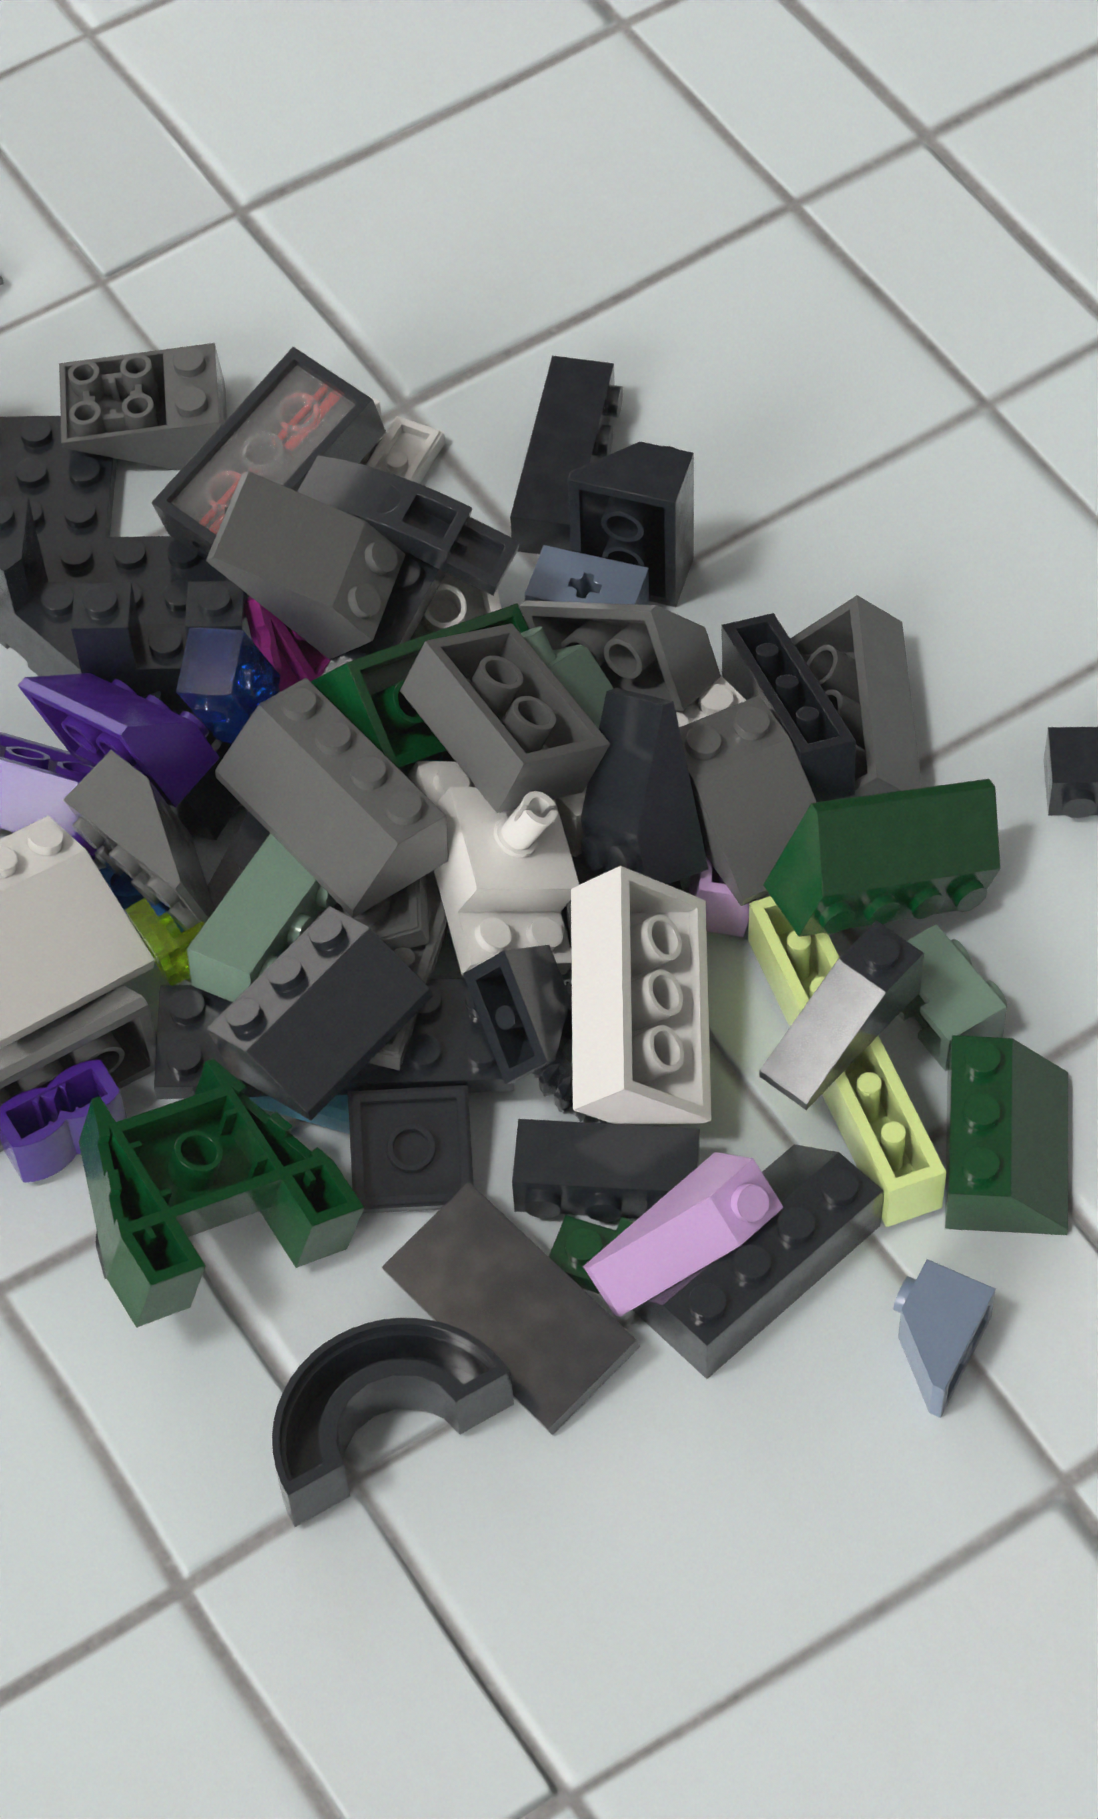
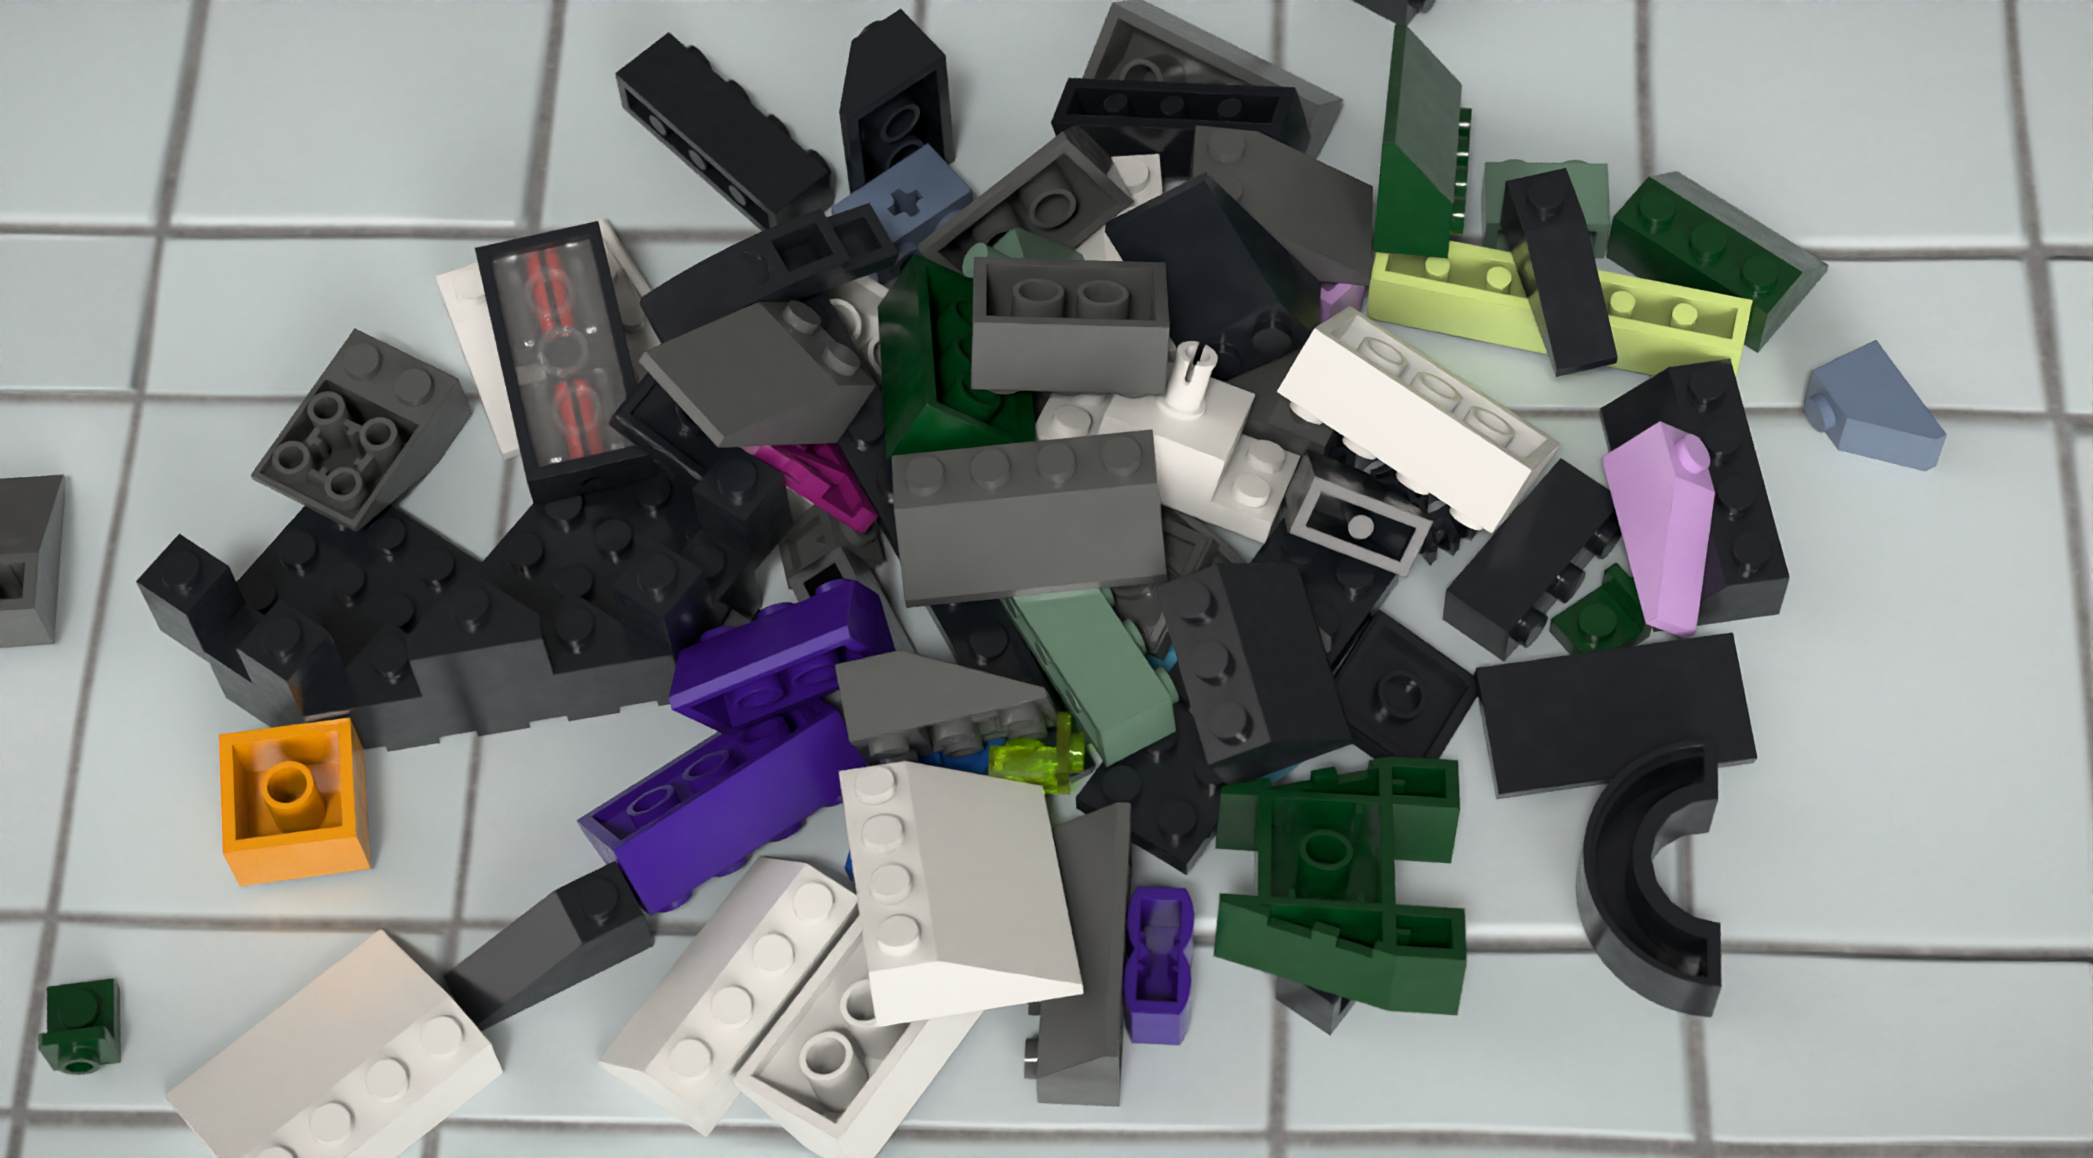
camera: 55 degrees left, 5 degrees up
(225, 679) = (846, 522): clear blue brick -> none

